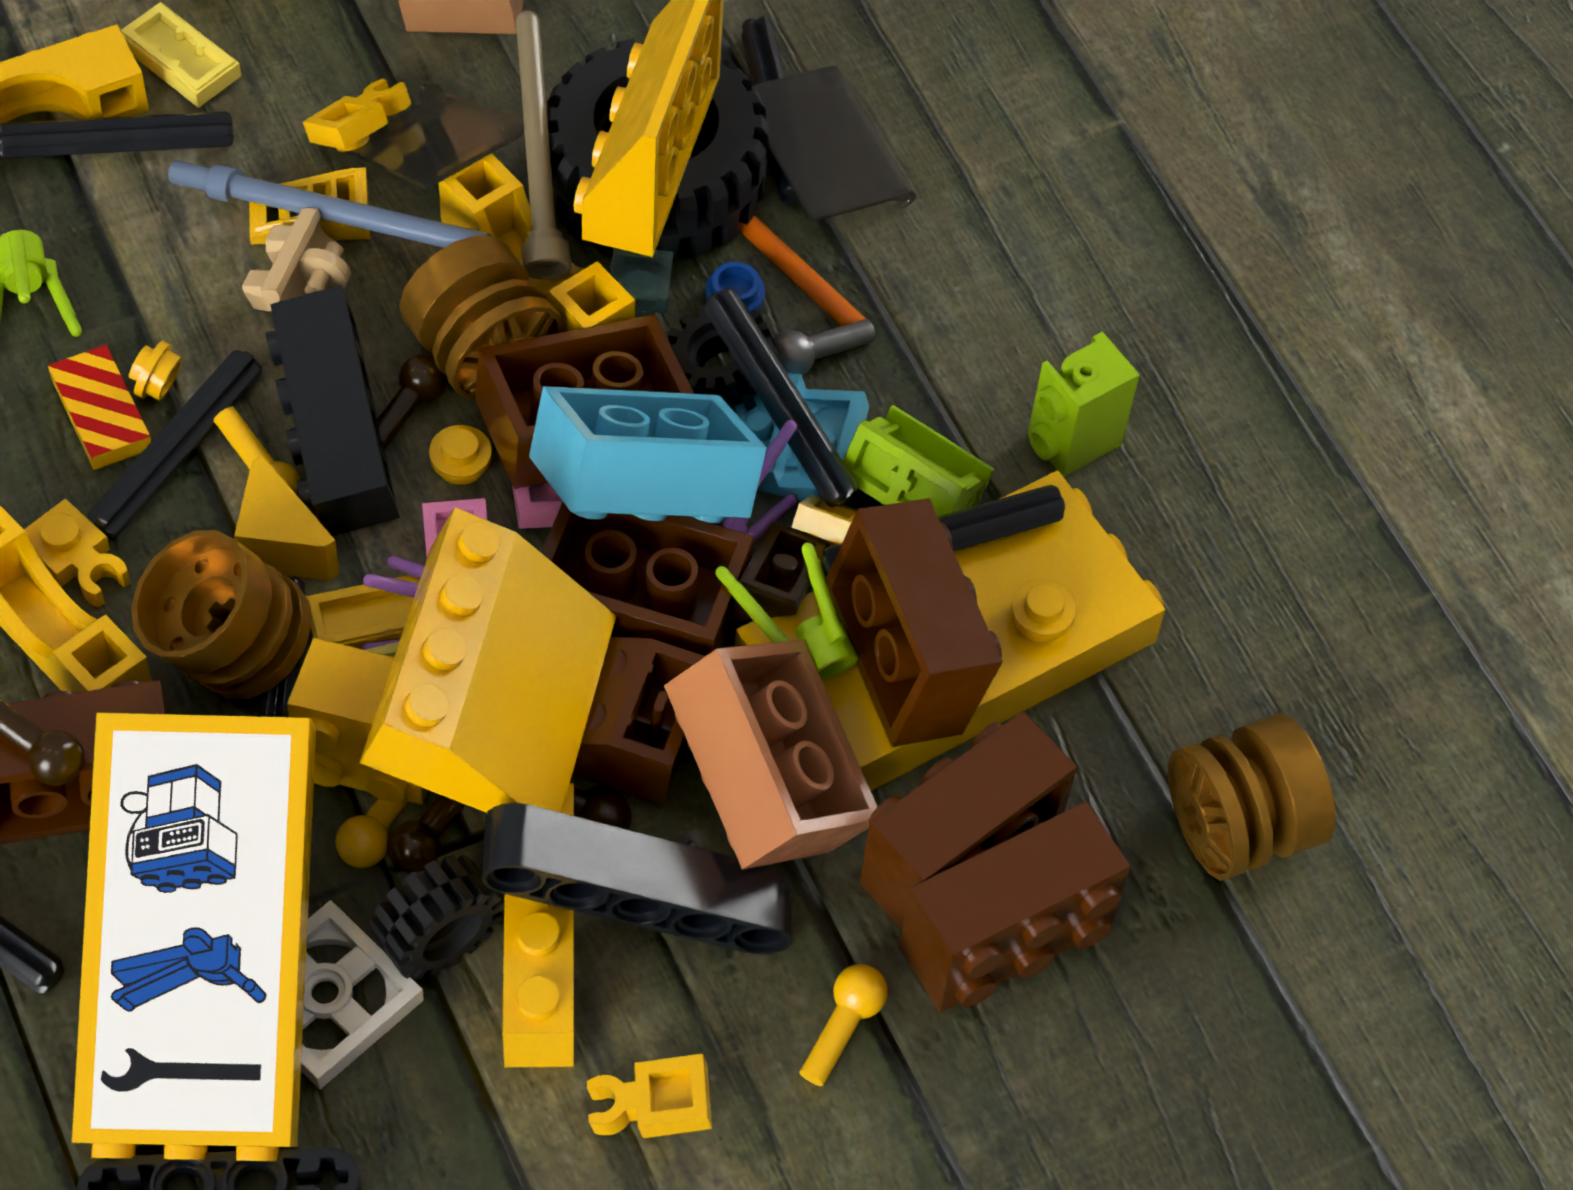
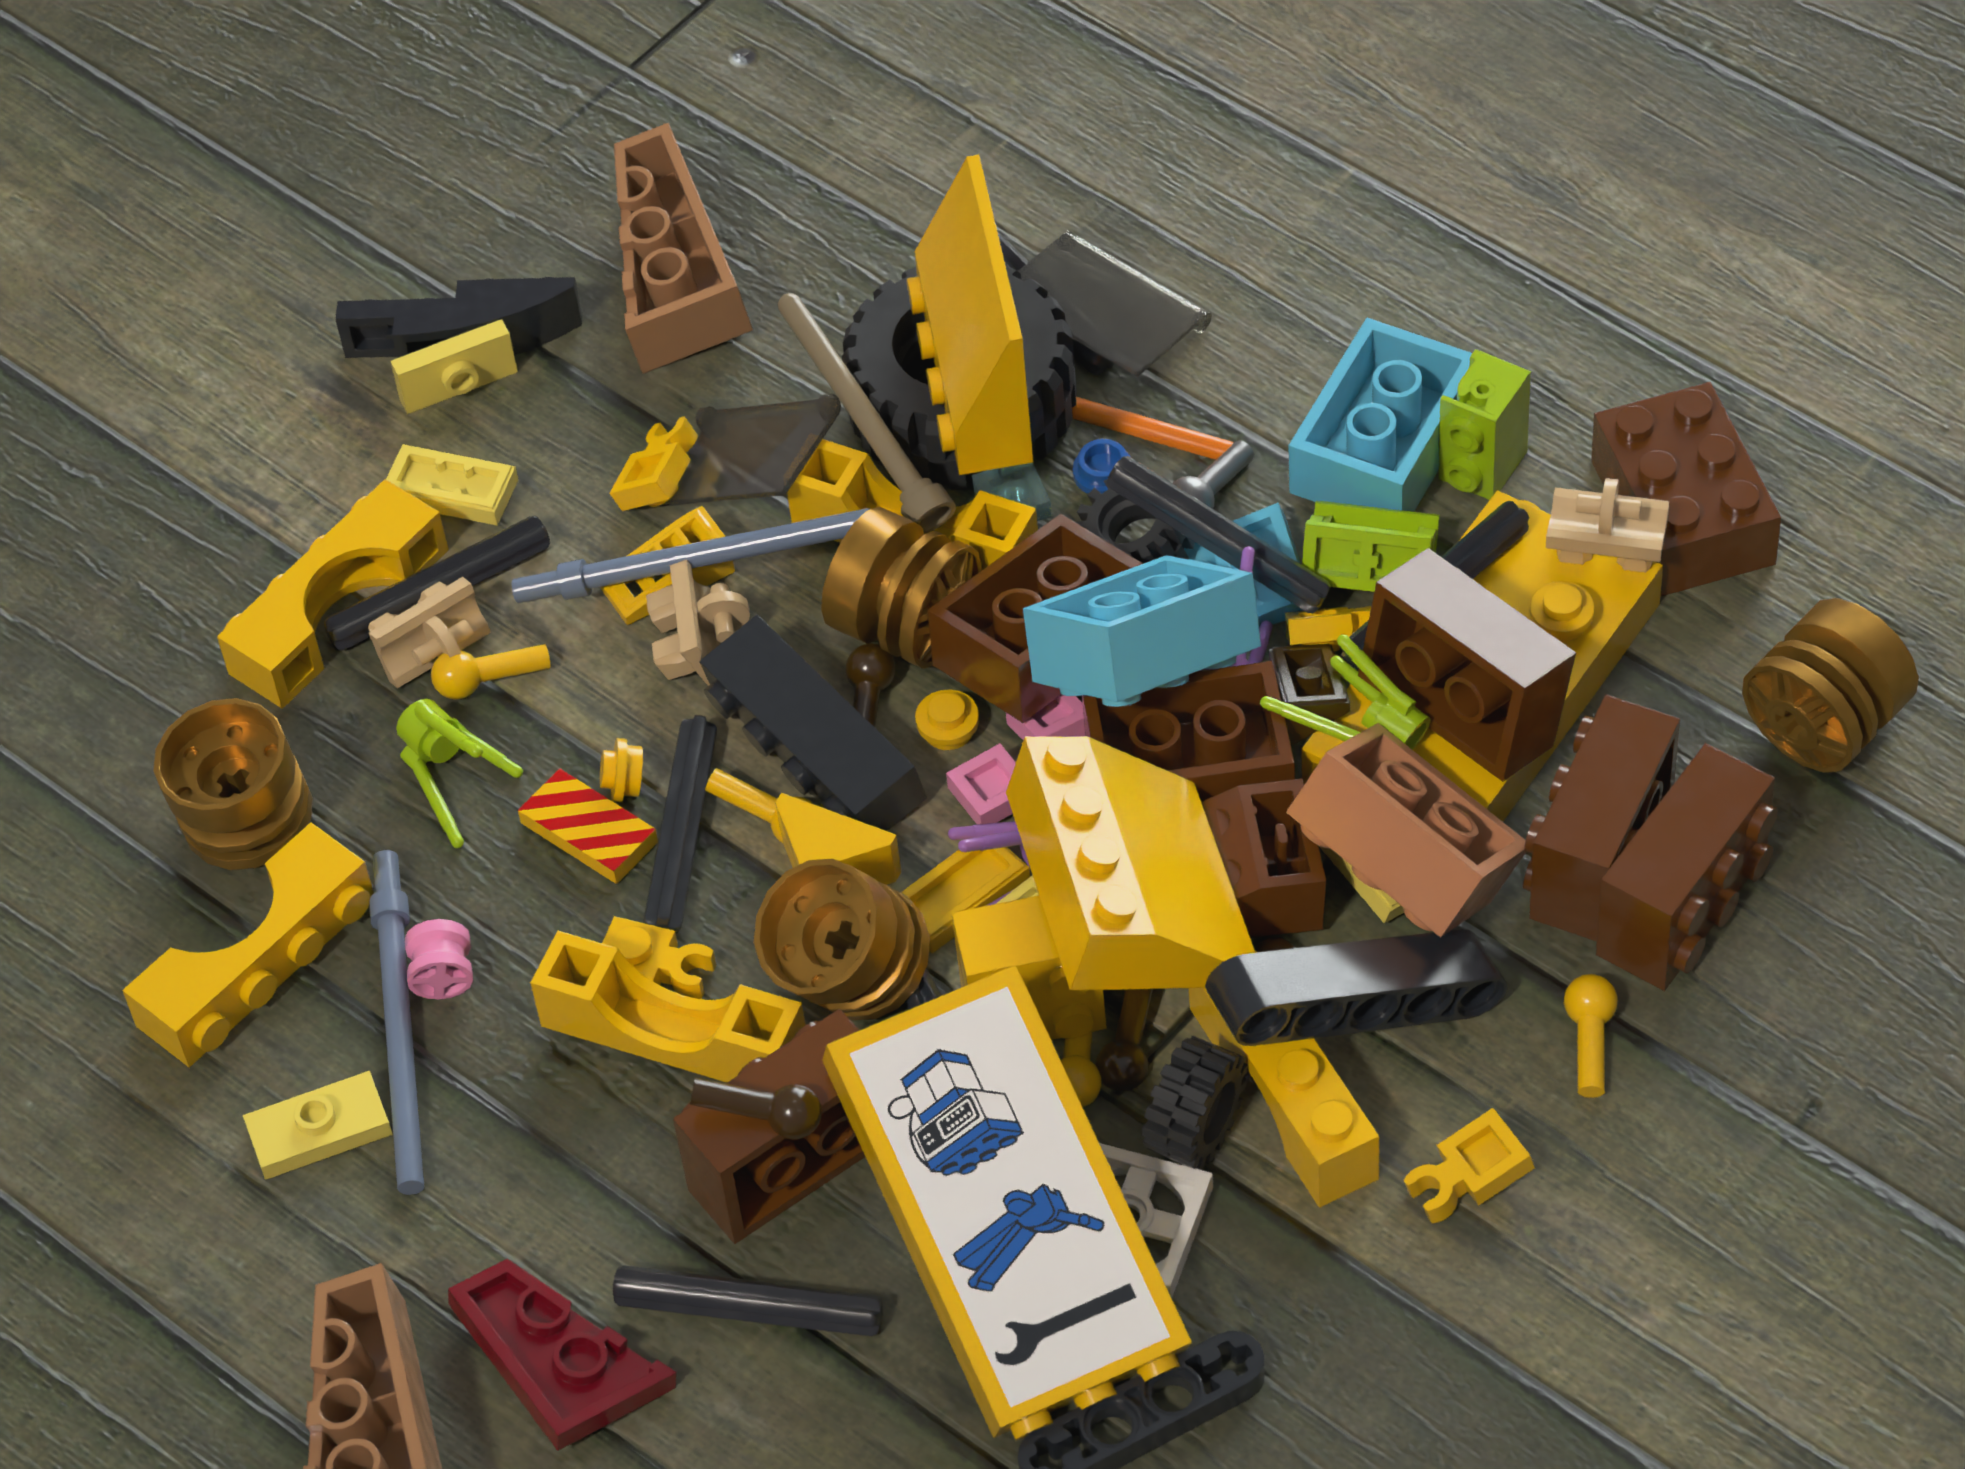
camera: 15 degrees left, 5 degrees down
(75, 174) = (439, 624): none -> tan hips
(78, 223) = (462, 673): none -> yellow bar
(981, 361) = (1377, 421): none -> medium azure brick
(1127, 550) = (1608, 526): none -> tan hips
(1235, 546) = (1690, 454): none -> reddish brown brick

